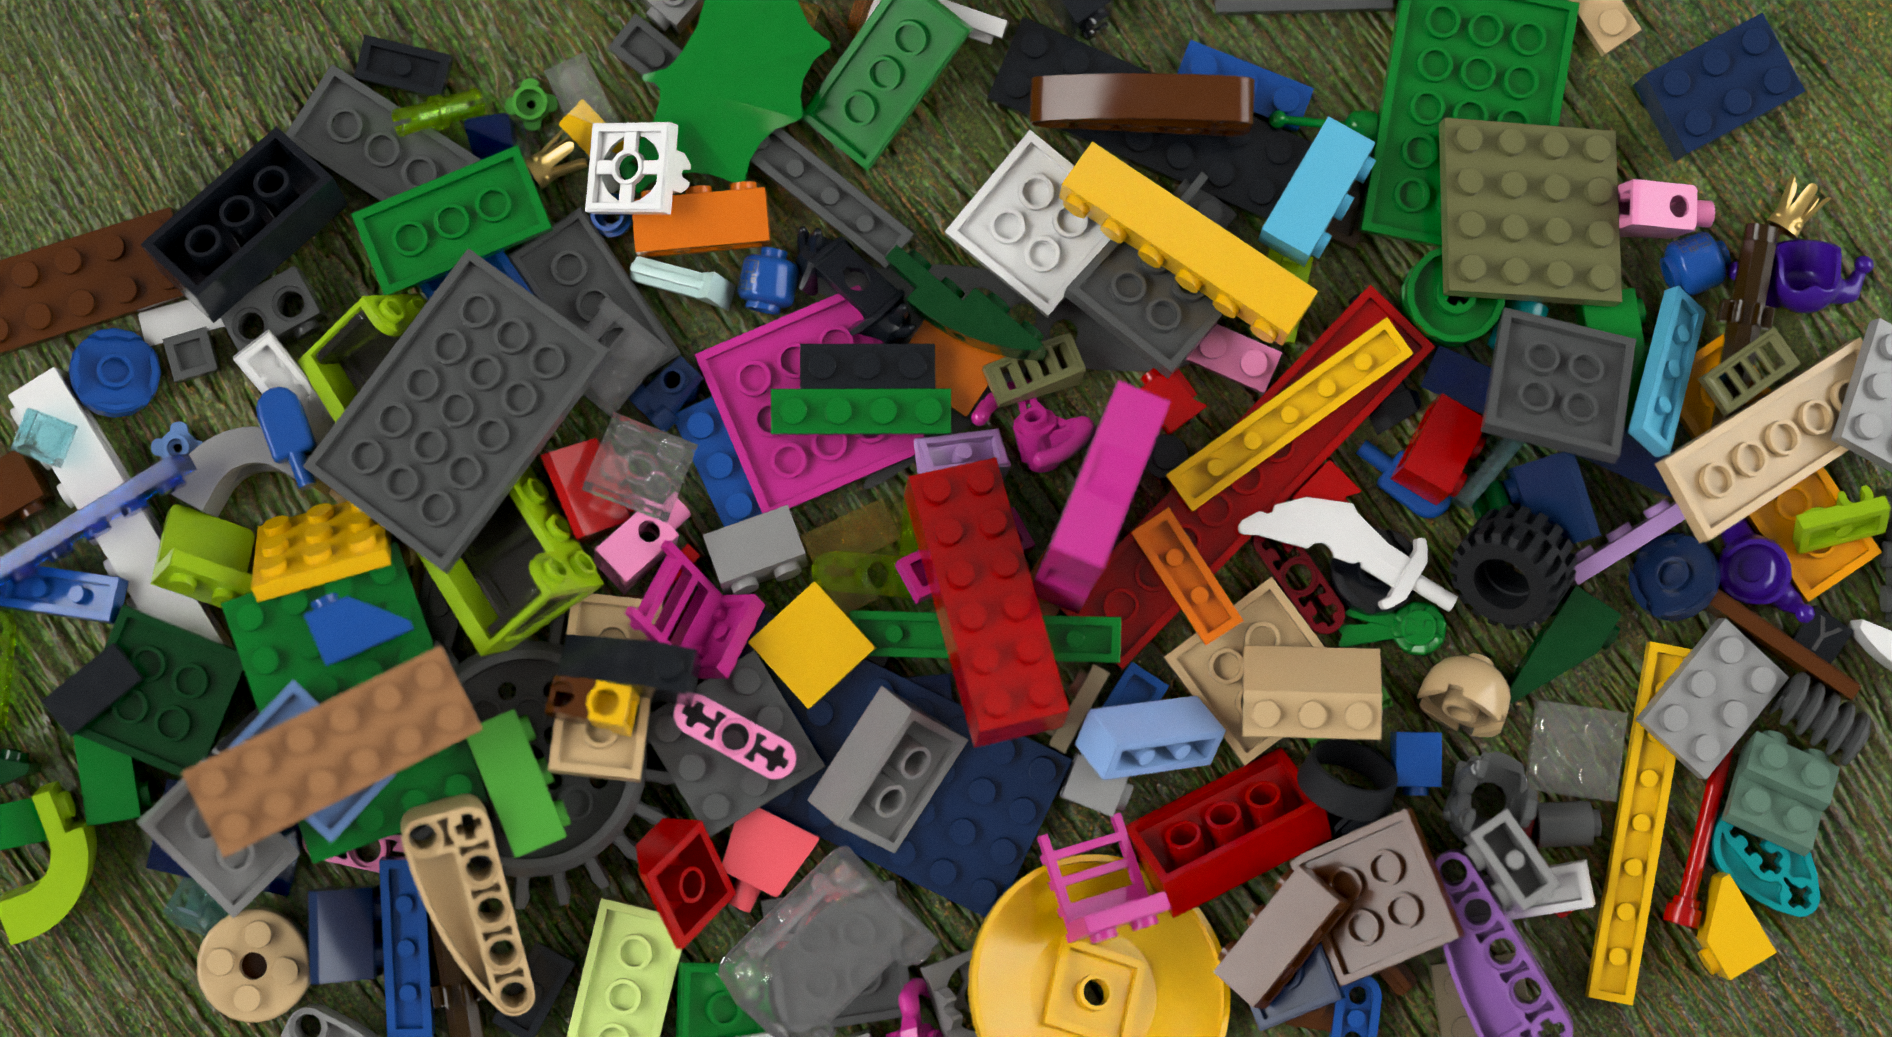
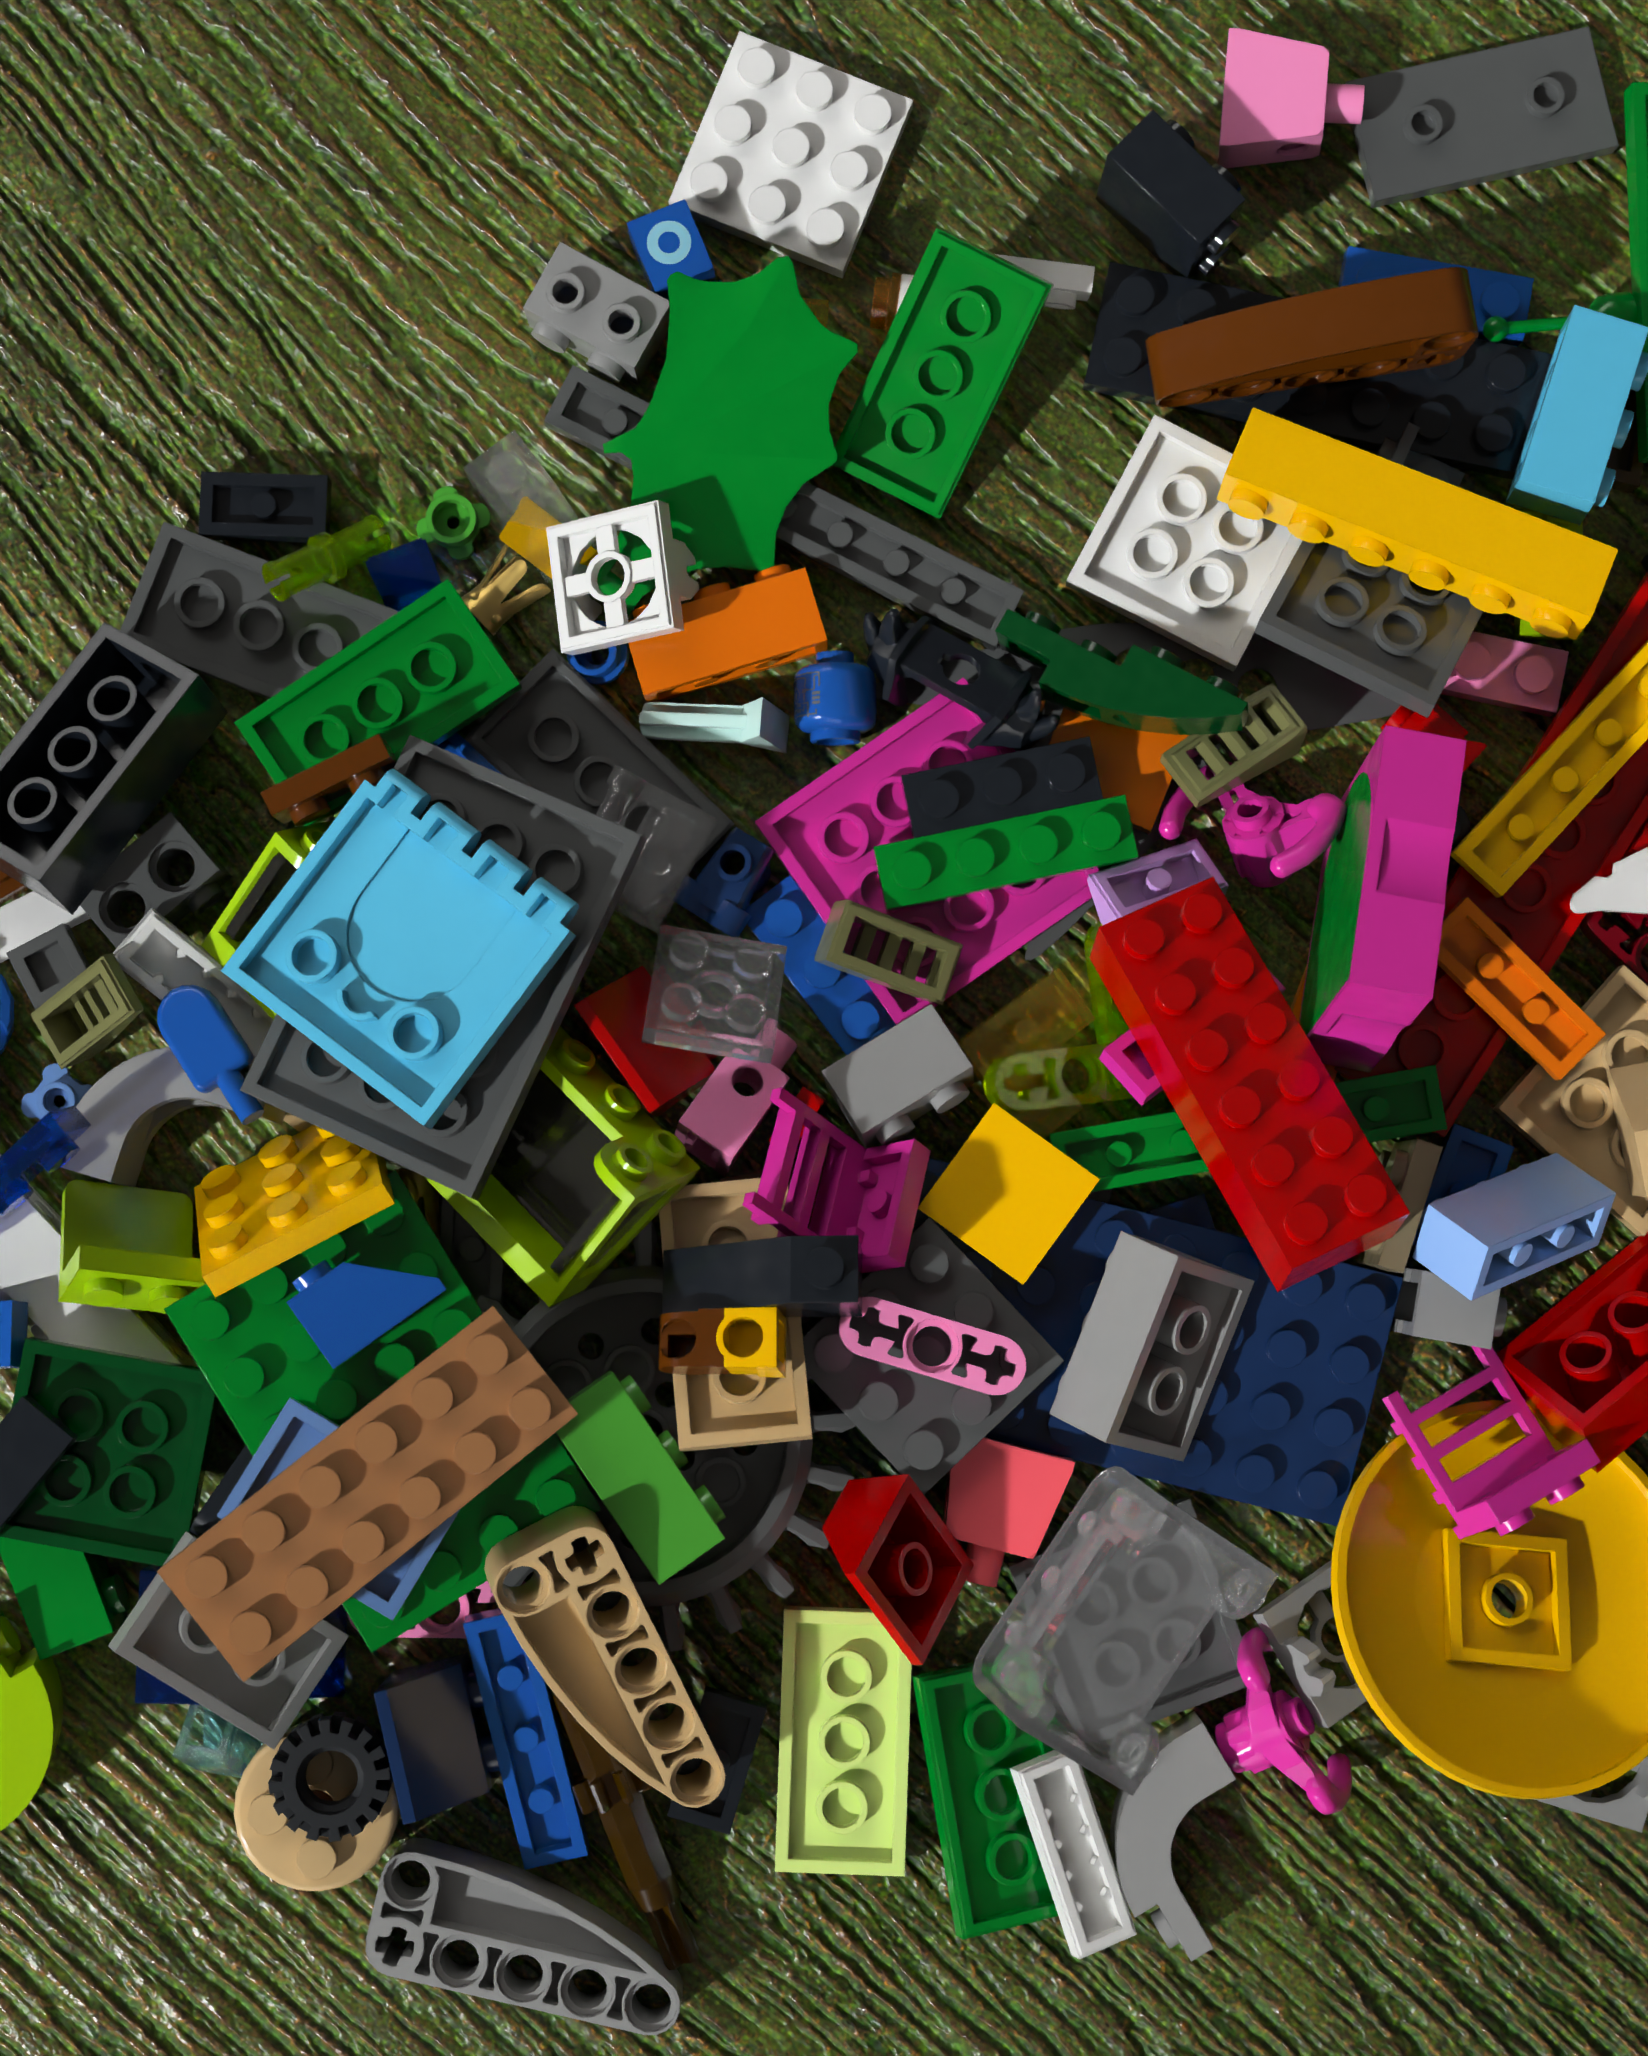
camera: 10 degrees left, 0 degrees up
(210, 392) = (88, 1012): none -> olive slope
(240, 948) = (302, 1805): none -> black tyre
(390, 274) = (308, 792): none -> reddish brown plate
(433, 391) = (405, 945): none -> medium azure hinge
(732, 444) = (837, 932): none -> olive slope

